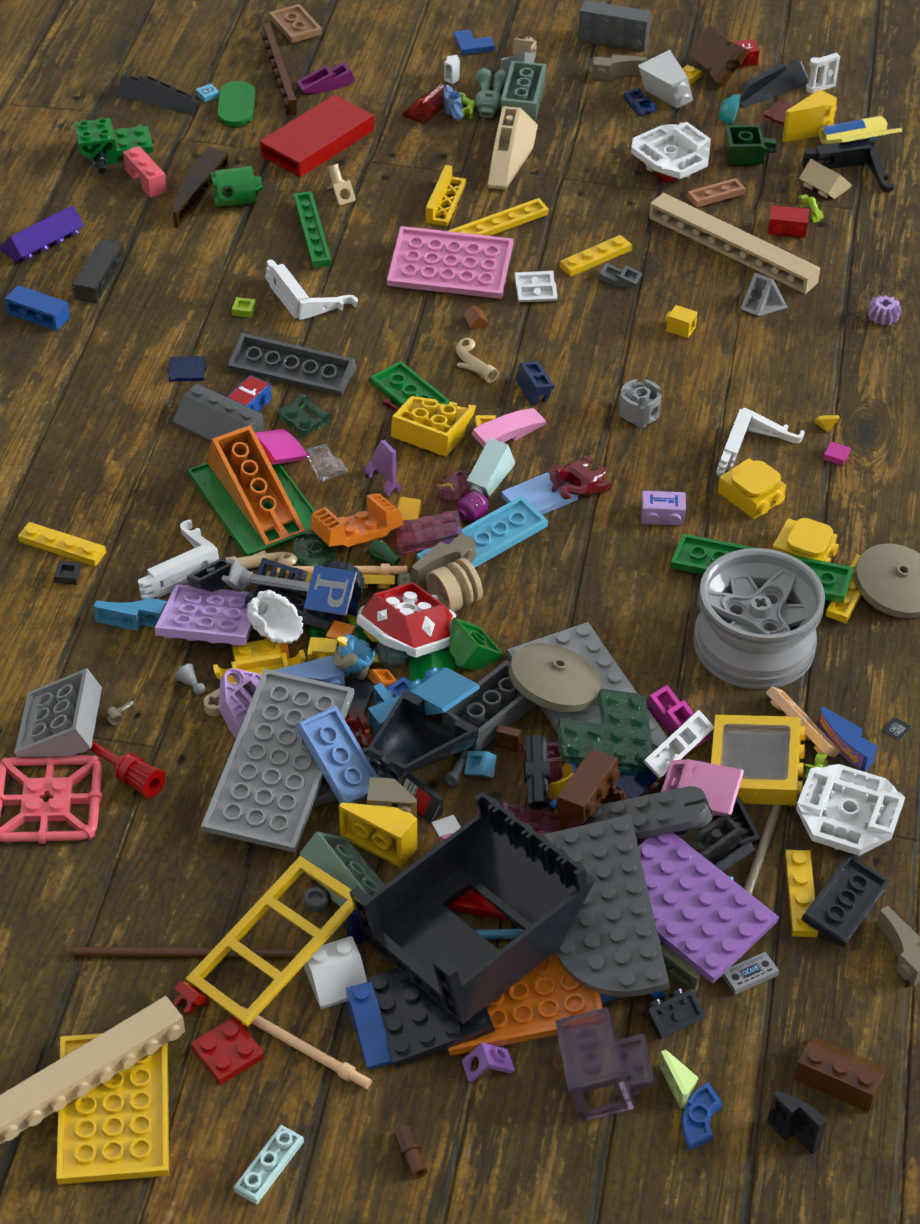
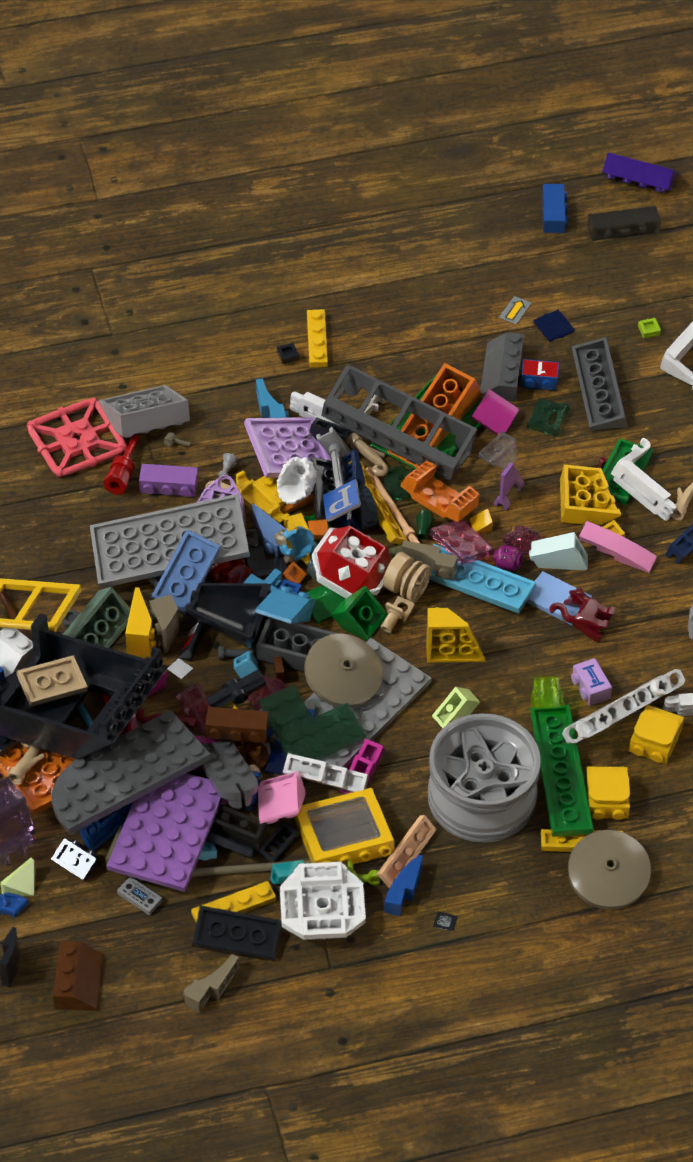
camera: 65 degrees right, 5 degrees up
(143, 387) = (515, 310): none -> light grey sticker
(176, 736) = (168, 480): none -> medium lavender brick
(256, 528) = (388, 435): none -> dark grey window
(434, 928) = (52, 680): none -> tan plate
(444, 380) = (641, 485): none -> white hinge
(489, 617) = (396, 613): none -> tan bracket
(541, 1014) = (30, 758): none -> tan plant
(558, 581) = (450, 638): none -> yellow wedge
(639, 617) = (457, 705): none -> yellowish green slope
(667, 539) = (546, 692): none -> clear neon green piece
(730, 506) = (615, 711): none -> white piece
(789, 826) = (282, 871): none -> teal brick

